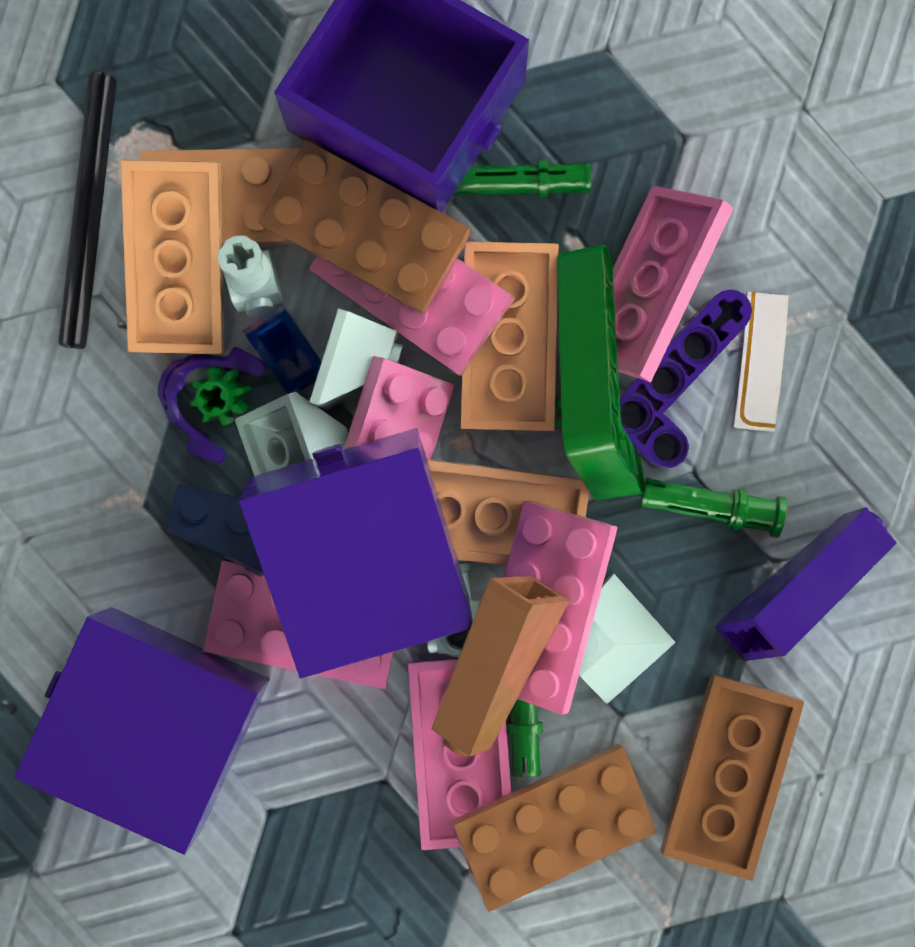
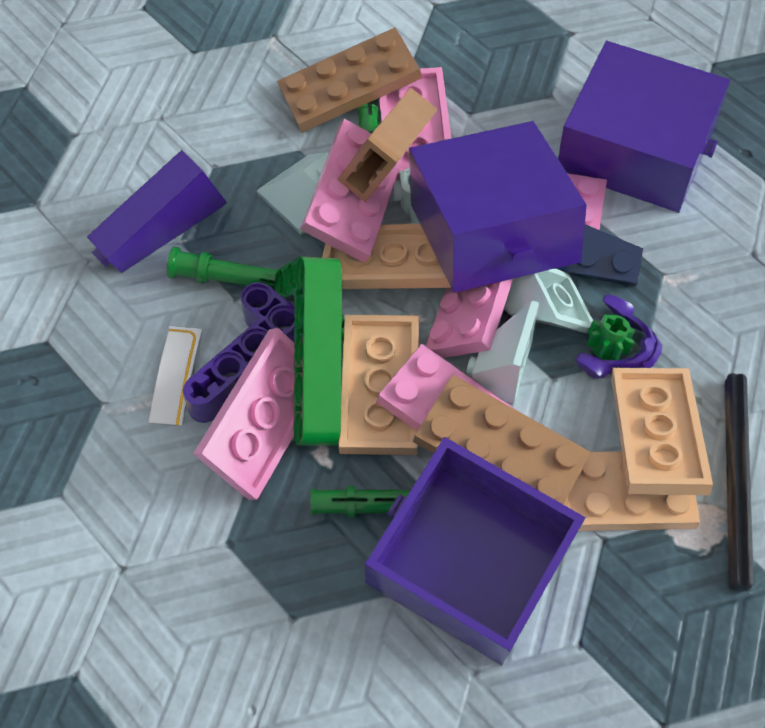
camera: 175 degrees left, 30 degrees down
(250, 276) = (594, 418): light aqua connector -> none
(285, 349) = (563, 374): clear blue slope -> none
(731, 776) = (221, 111): medium nougat plate -> none

